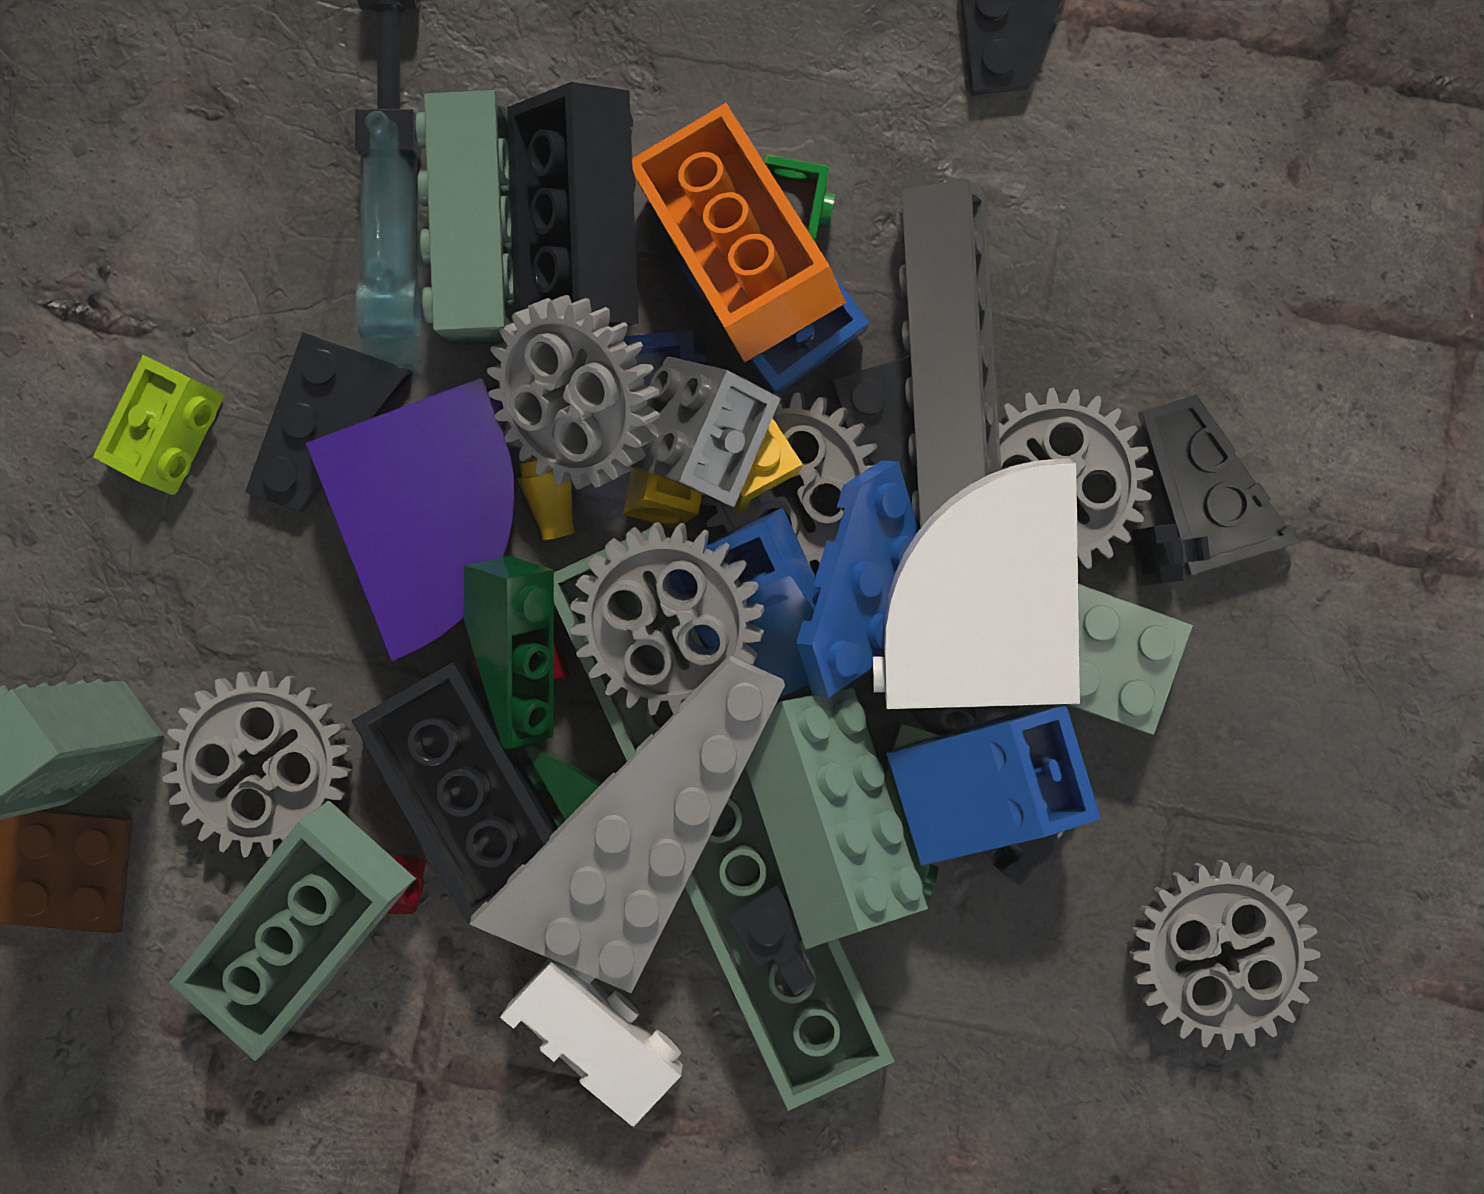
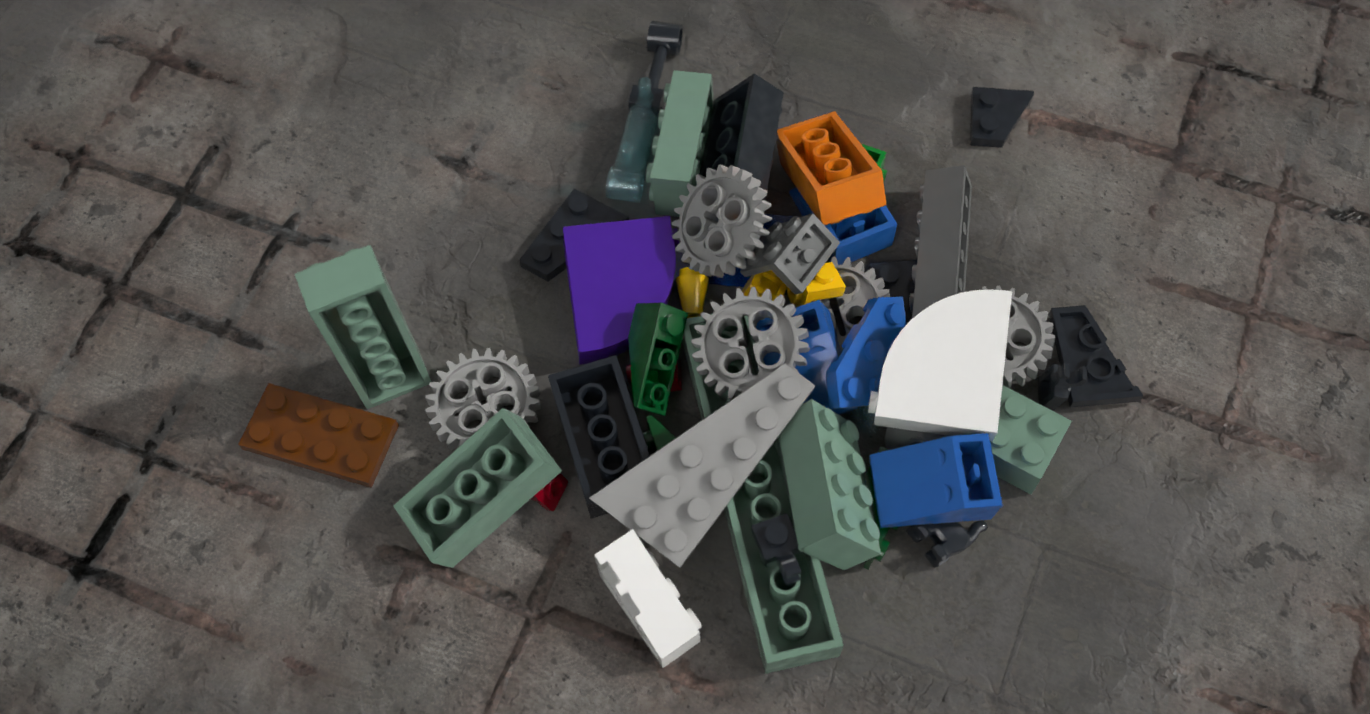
camera: 15 degrees right, 25 degrees down
(158, 426) = (482, 219): lime bracket -> none
(1236, 1005) = (1080, 670): light grey gear -> none

